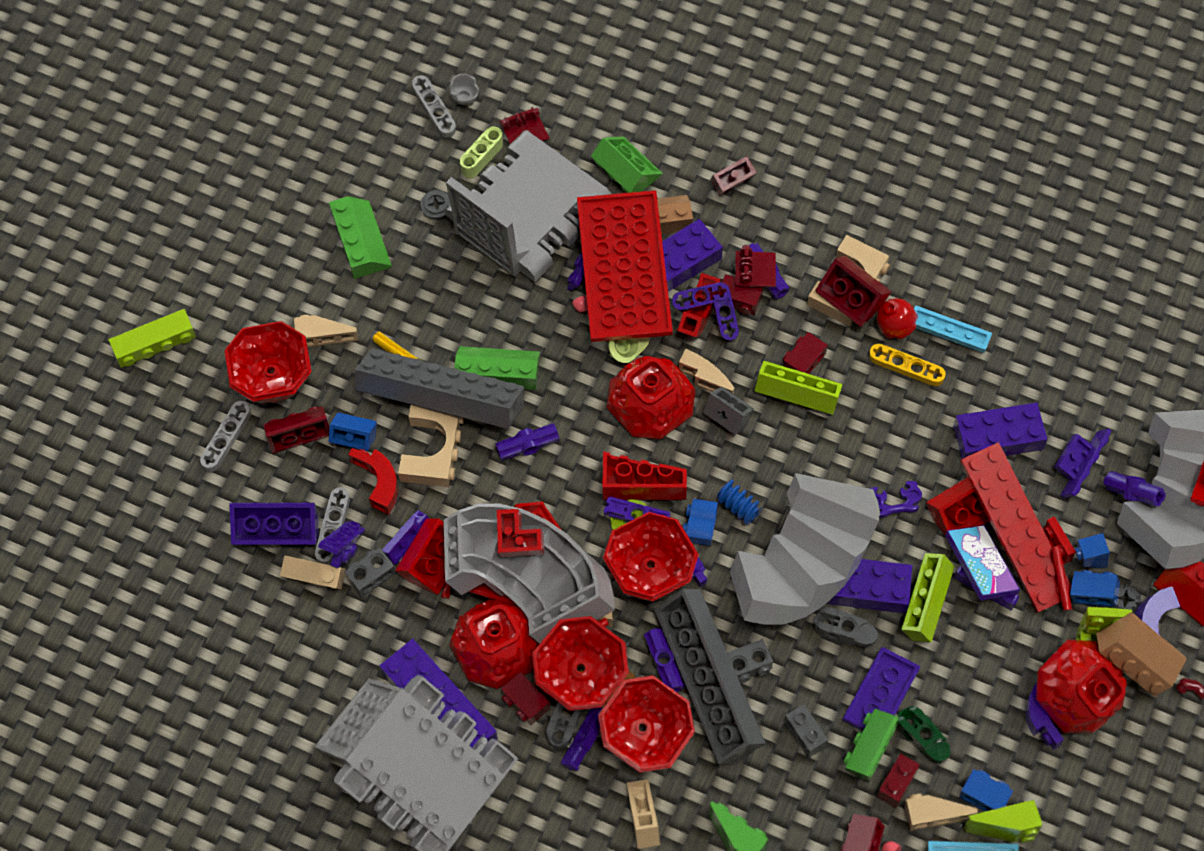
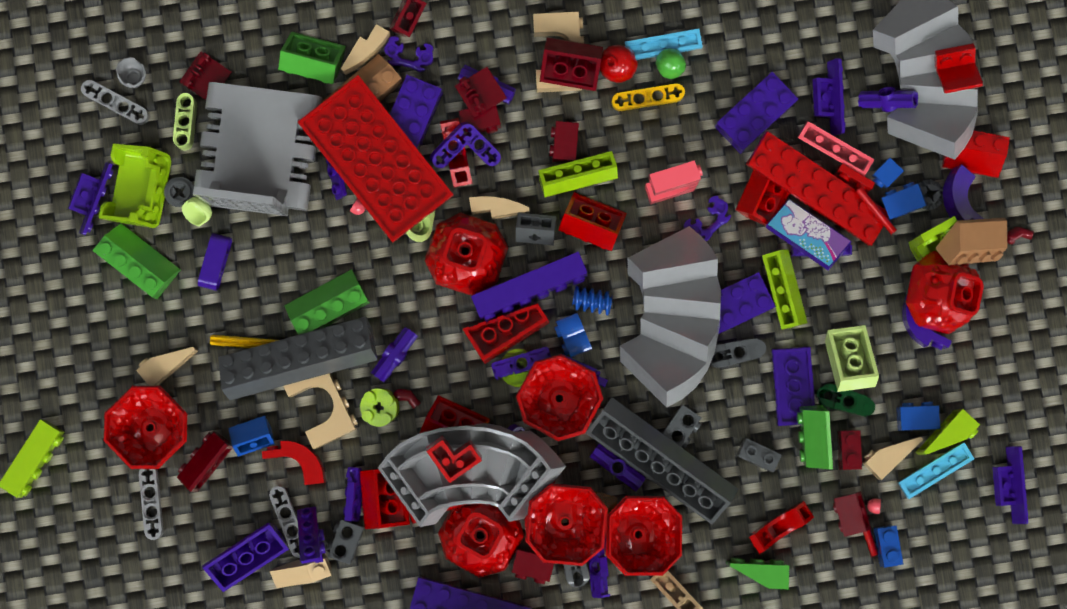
camera: 35 degrees left, 20 degrees up
(355, 161) = (87, 195): none -> dark purple bracket
(407, 179) = (138, 186): none -> lime windscreen
(425, 275) = (214, 261): none -> dark purple beam
(439, 225) = (196, 211): none -> yellowish green hair
(483, 487) = (387, 400): none -> lime plate
(513, 482) = (407, 395): none -> dark red arm
(679, 184) = (365, 49): none -> tan slope
(695, 452) = (530, 286): none -> dark purple brick
(702, 199) = (392, 51): none -> dark purple helmet
(784, 436) = (592, 221): none -> red slope
(784, 810) = (781, 526): none -> red arch
(881, 436) = (673, 182): none -> coral arch
(946, 347) = (670, 63): none -> bright green hair
(953, 694) = (851, 358): none -> yellowish green brick
(1056, 502) = (835, 148): none -> coral brick

